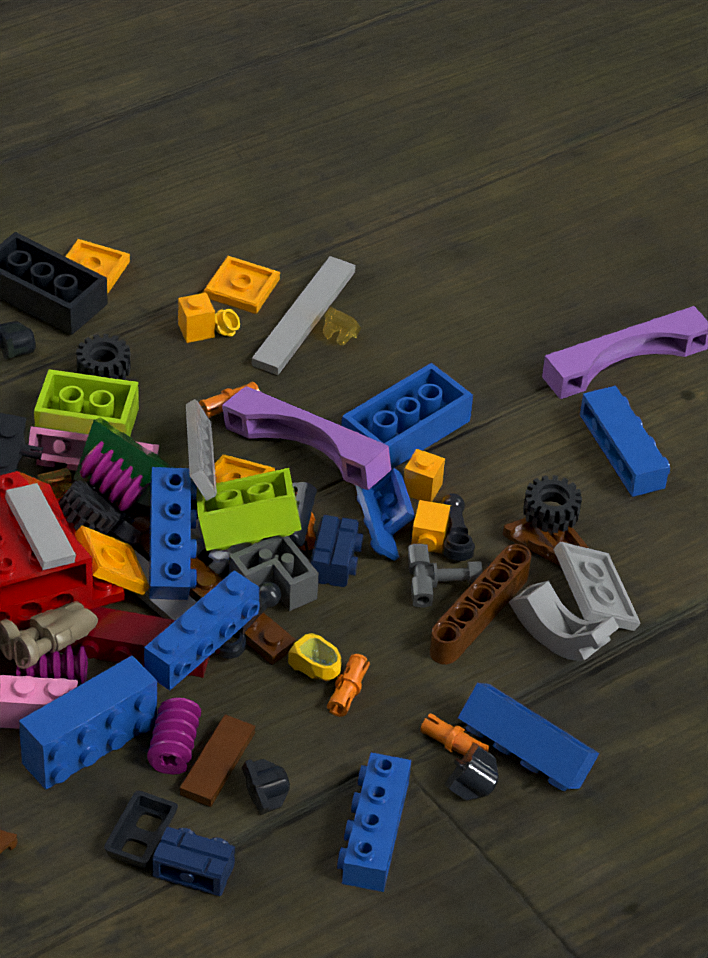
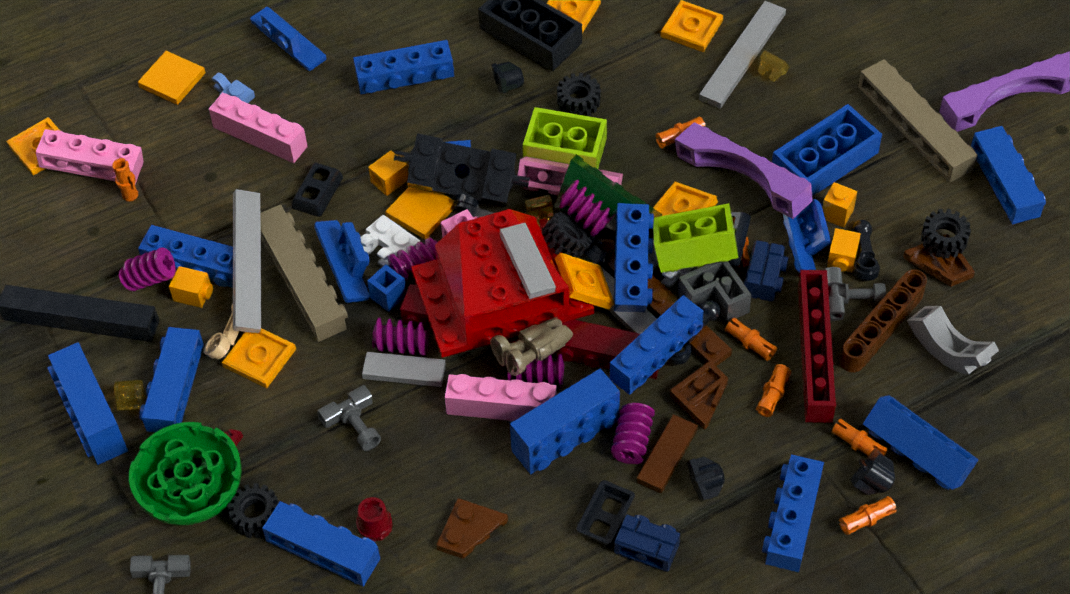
camera: 10 degrees right, 10 degrees up
(196, 317) = (654, 57): light orange brick -> none
(200, 450) = (657, 183): light grey tile -> none
(226, 322) = (678, 61): yellow plate -> none
(258, 689) = (701, 393): none -> reddish brown wing
(315, 657) = (747, 367): yellow rock -> none
(320, 626) = (751, 339): none -> orange pin
(399, 632) = (816, 346): none -> dark red brick
(466, 822) = (867, 515): none -> orange pin
(515, 384) = (917, 120): none -> dark tan brick
(596, 585) = (980, 307): light grey tile -> none

